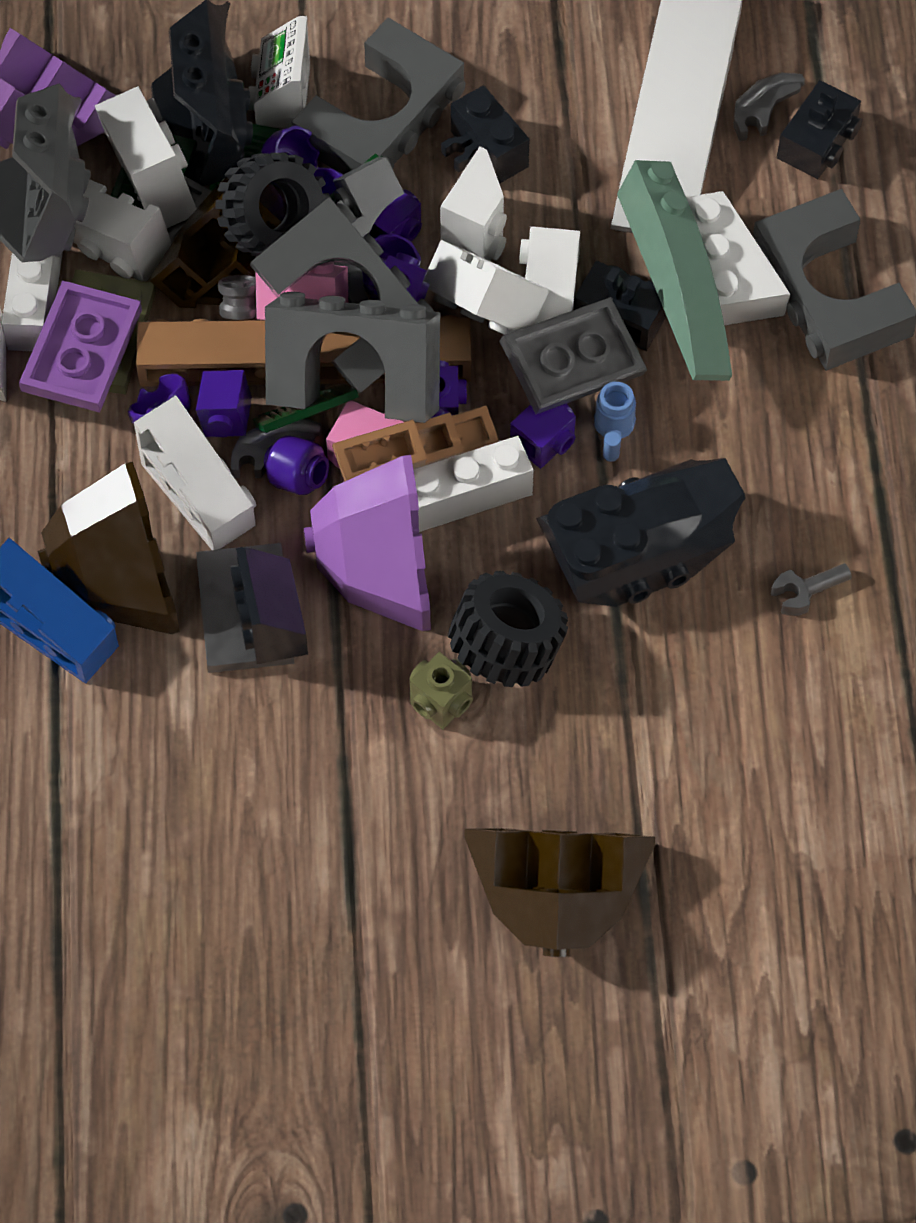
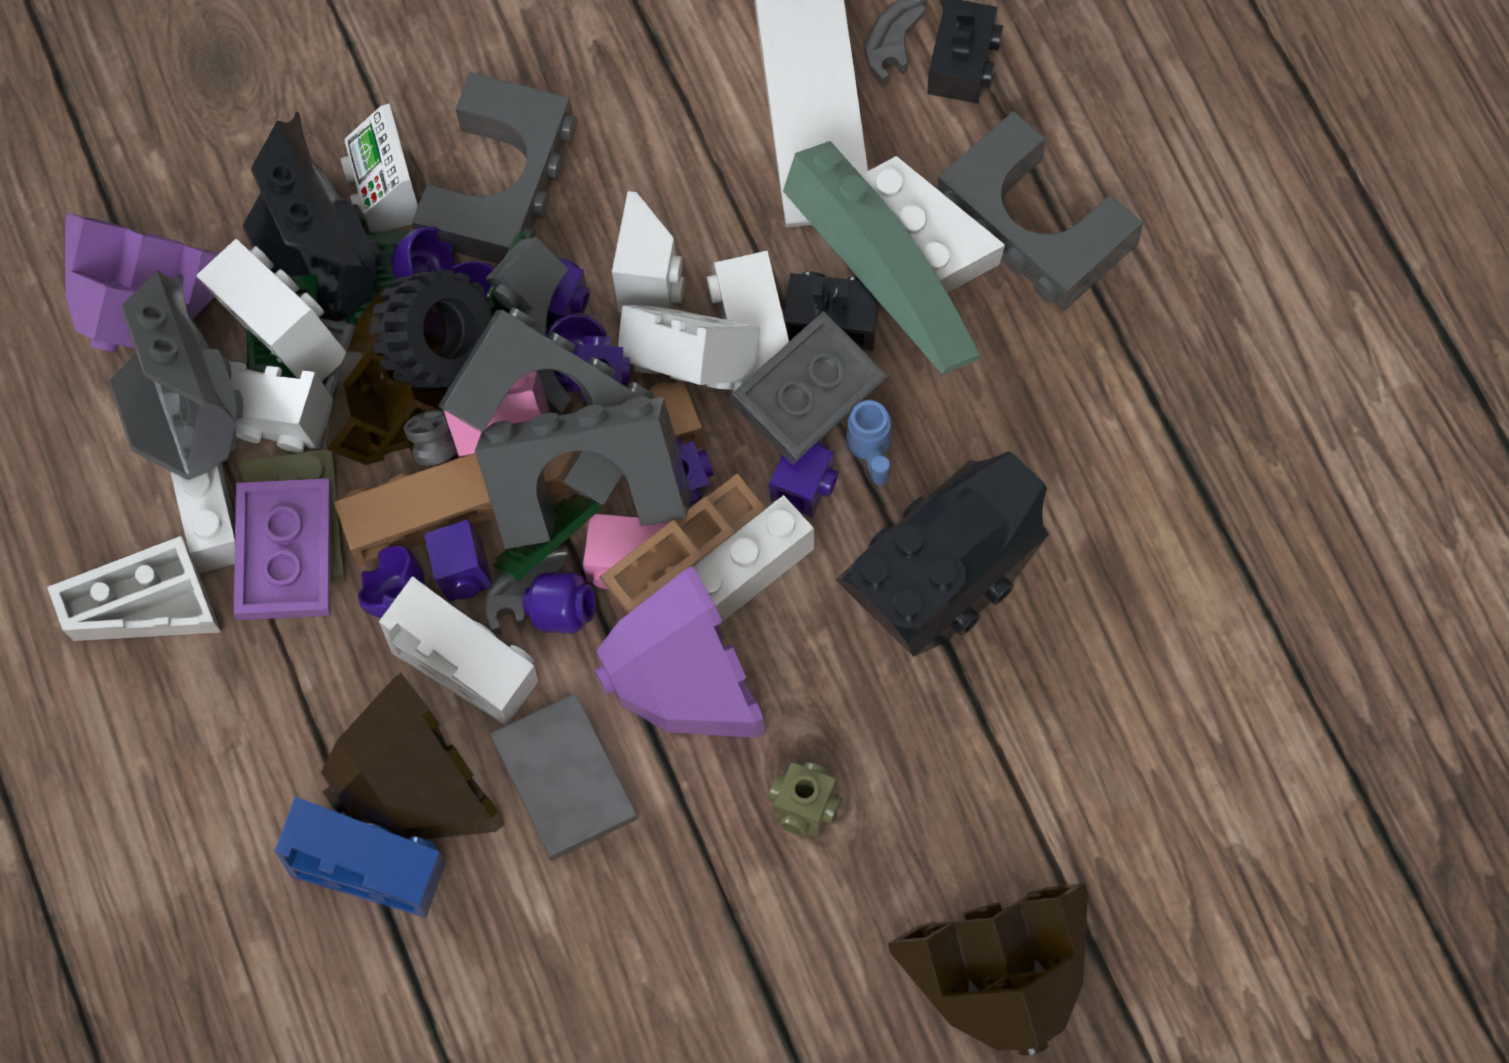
camera: 15 degrees left, 5 degrees up
(268, 606) = (598, 774): black slope -> none
(484, 123) = (620, 164): black brick -> none
(508, 628) = (848, 738): black tyre -> none
(807, 587) = (1133, 556): flat silver bar -> none

